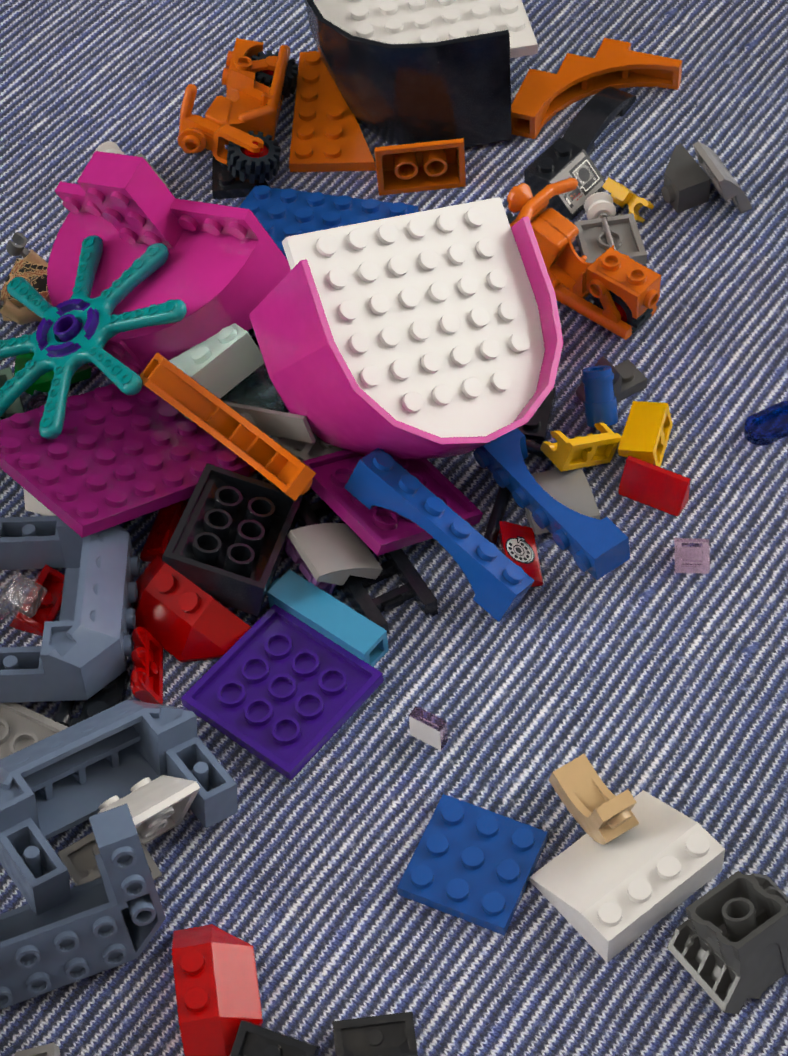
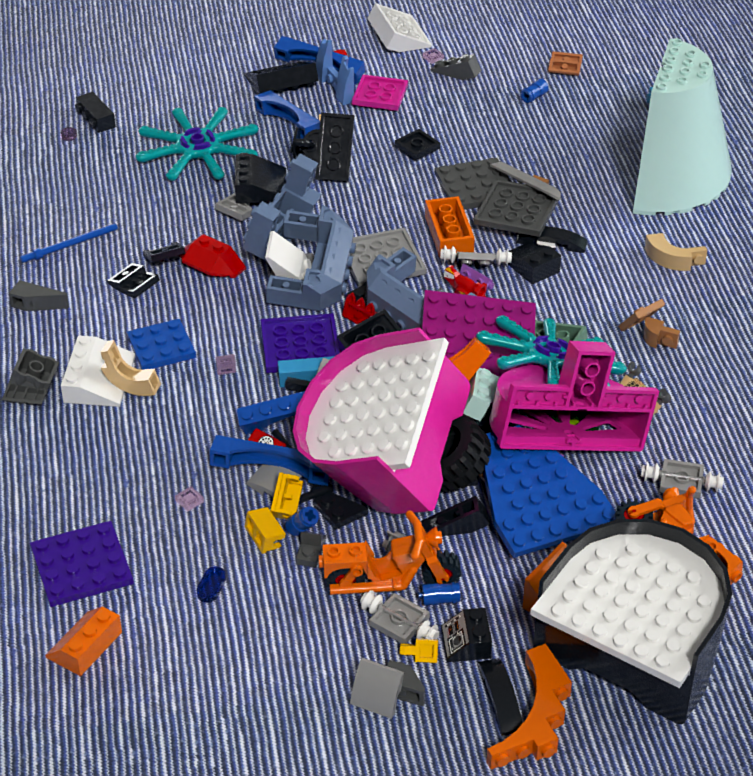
camera: 130 degrees right, 10 degrees down
(654, 486) = (234, 513): red slope -> none

